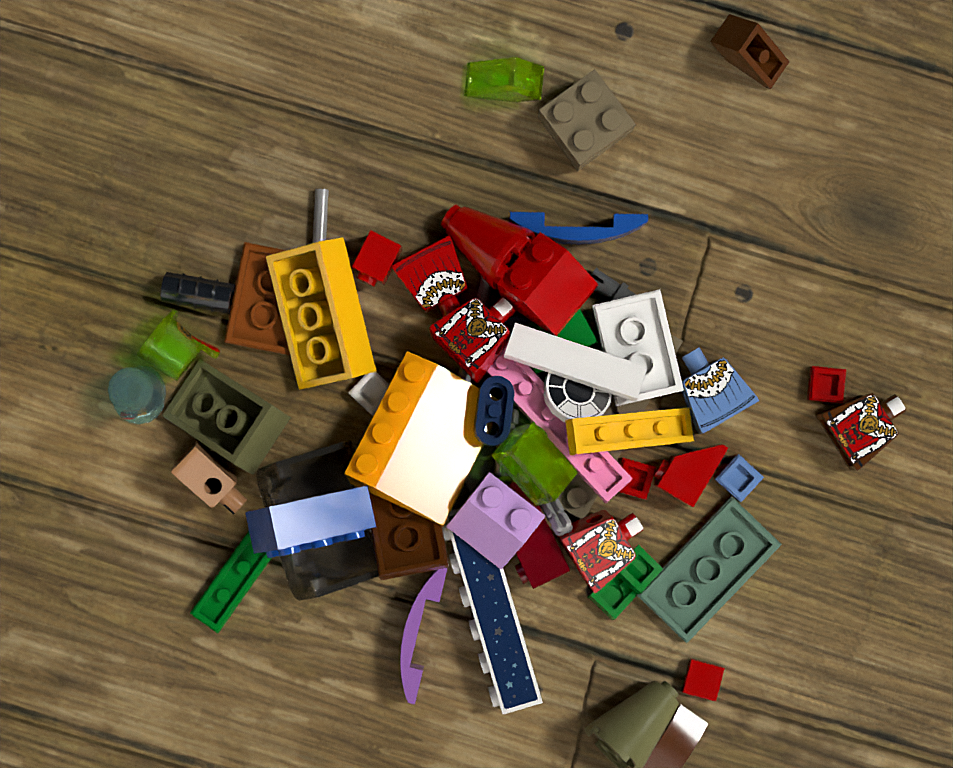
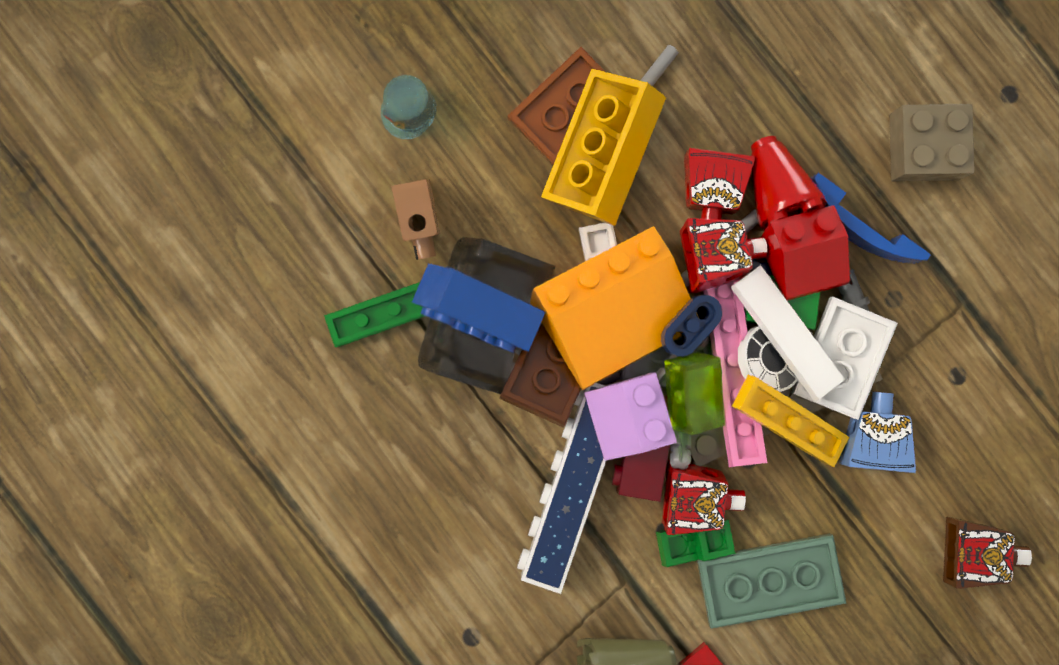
camera: 35 degrees right, 0 degrees up
(174, 348) = (463, 89): clear neon green hat -> none
(197, 292) = (514, 60): black axle -> none
(226, 417) = (467, 177): olive slope -> none
(376, 259) = (679, 134): red brick -> none
(410, 672) = (469, 491): medium lavender slope -> none
(504, 80) = (887, 63): clear neon green slope -> none
(642, 478) = (765, 472): red tile -> none
(689, 472) = (811, 491): red slope -> none
(739, 478) = (848, 523): medium blue tile -> none
(826, 384) = (974, 498): red tile -> none

